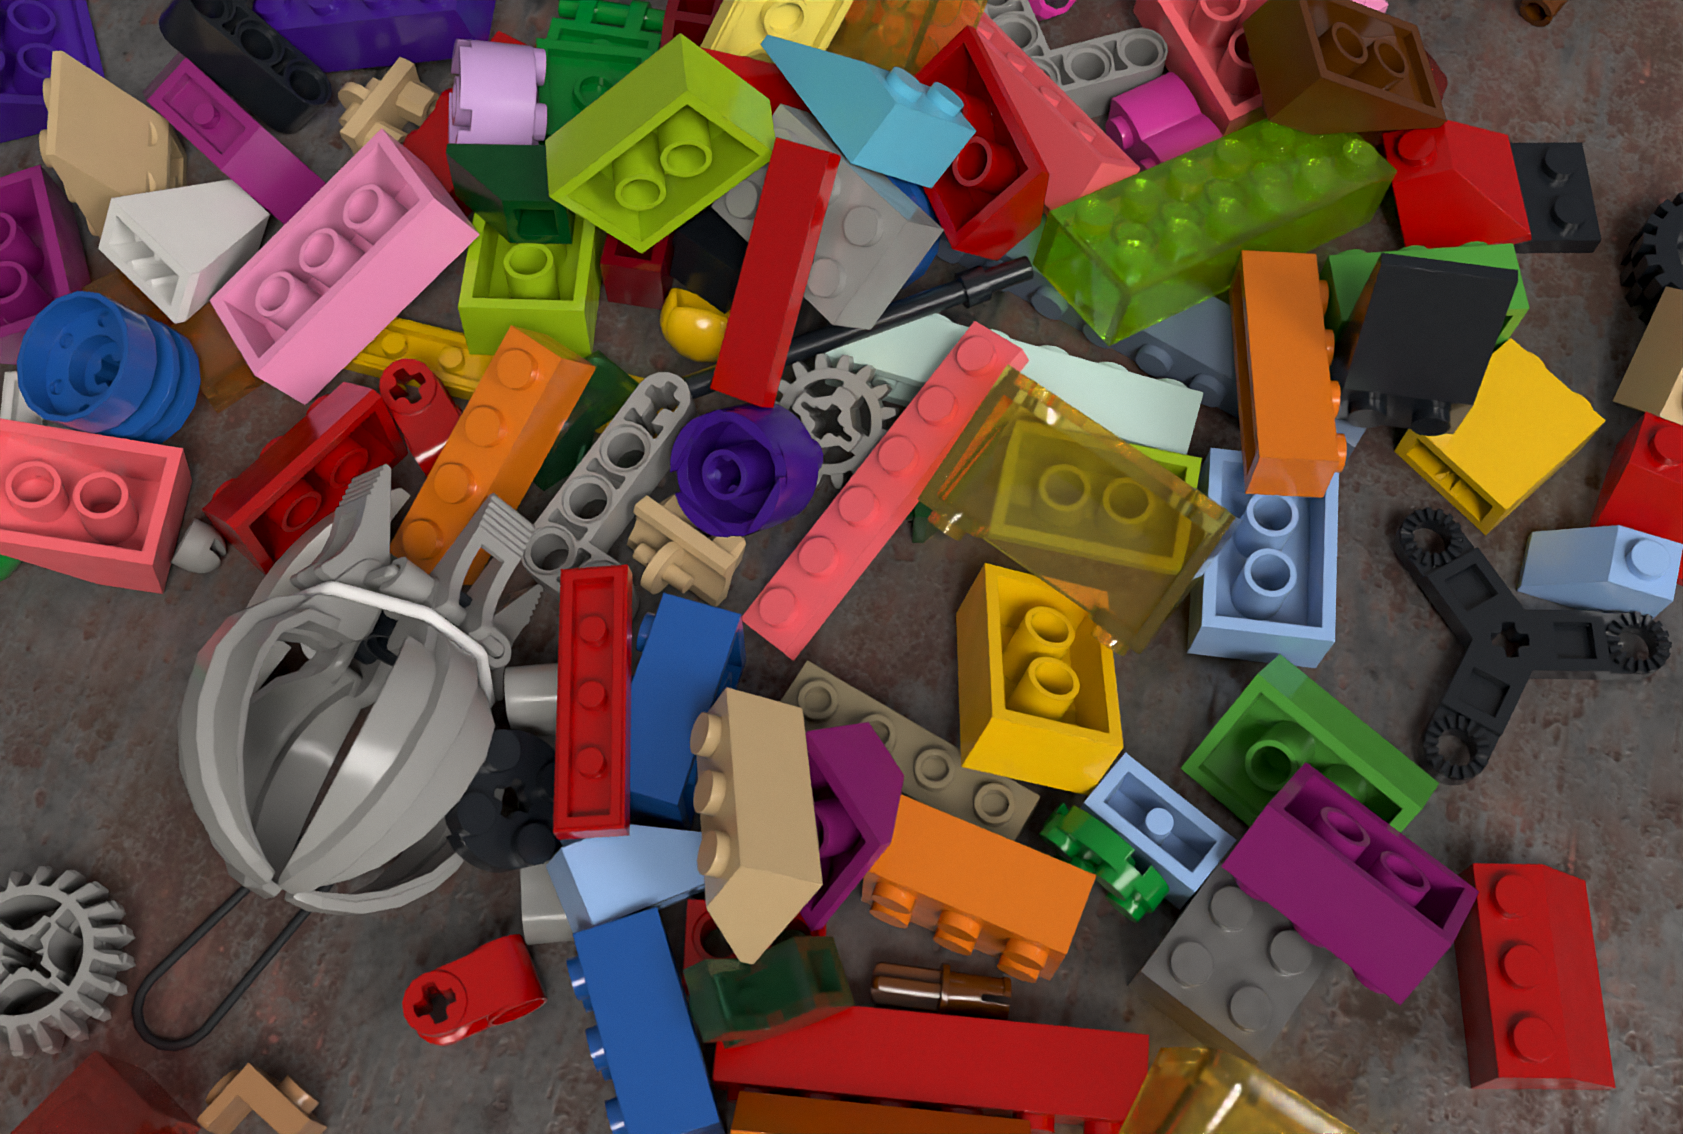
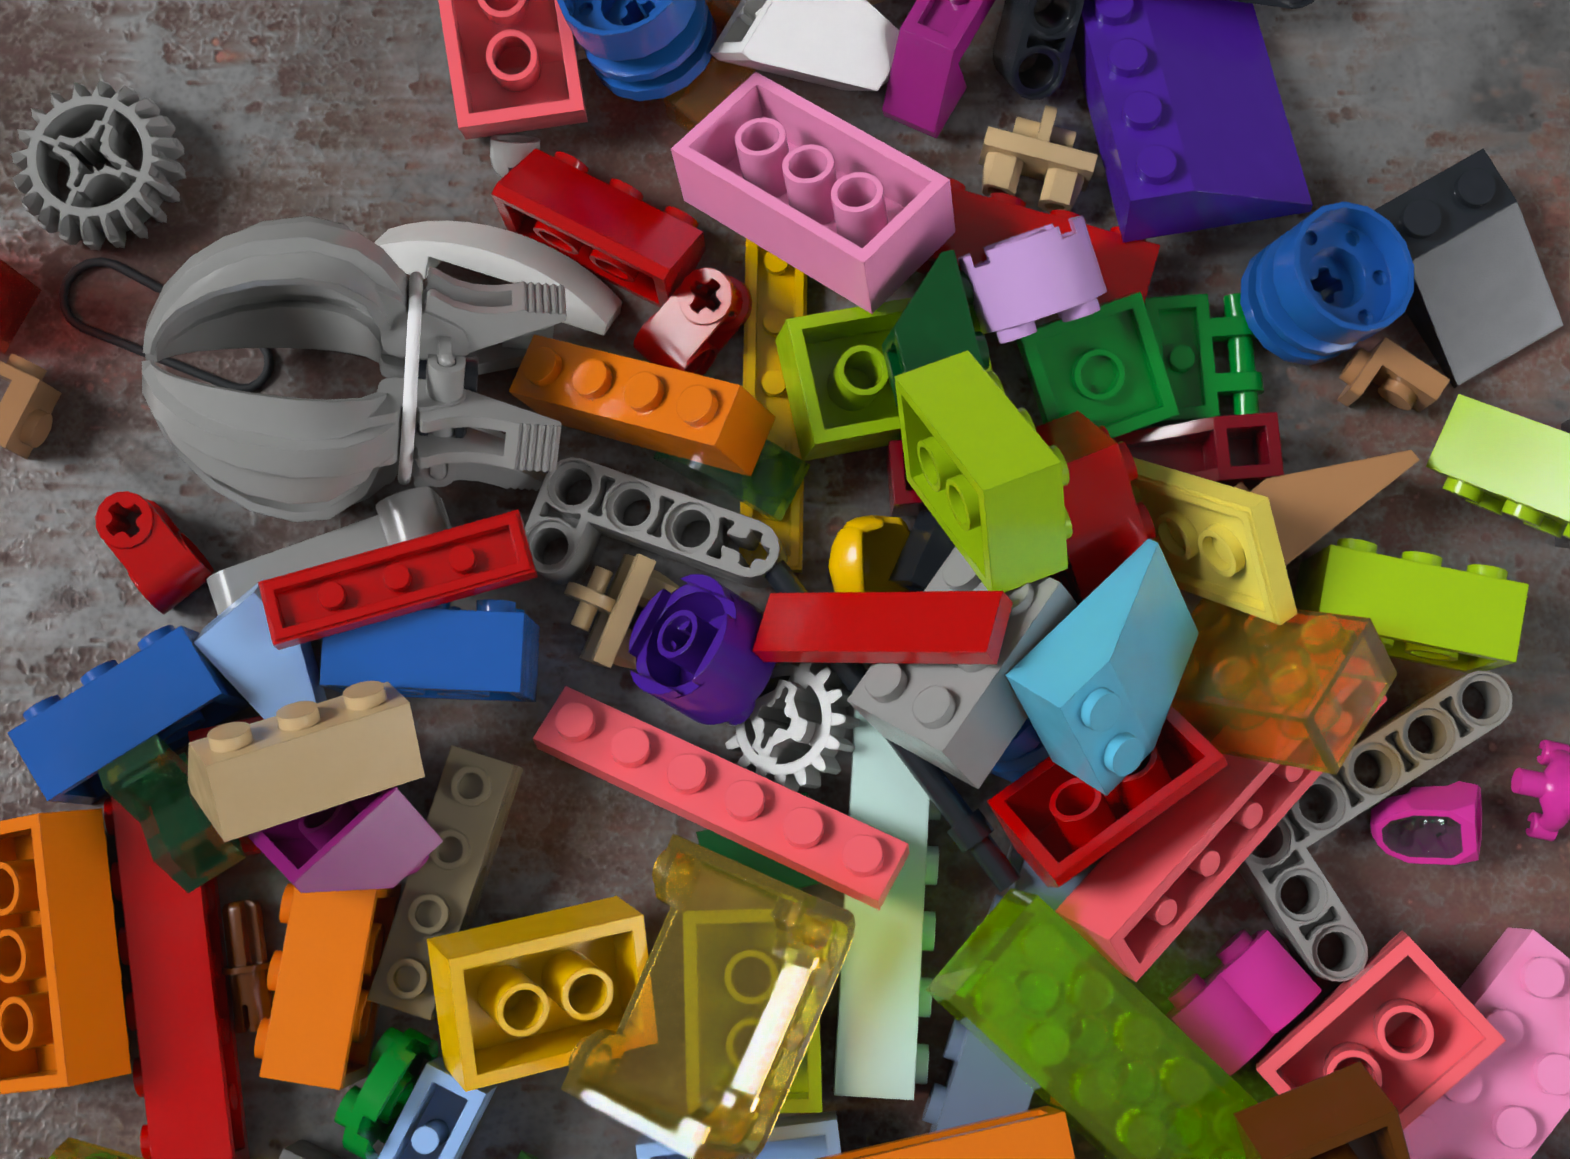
camera: 80 degrees right, 15 degrees up
(526, 835) = (272, 552): black plate -> none

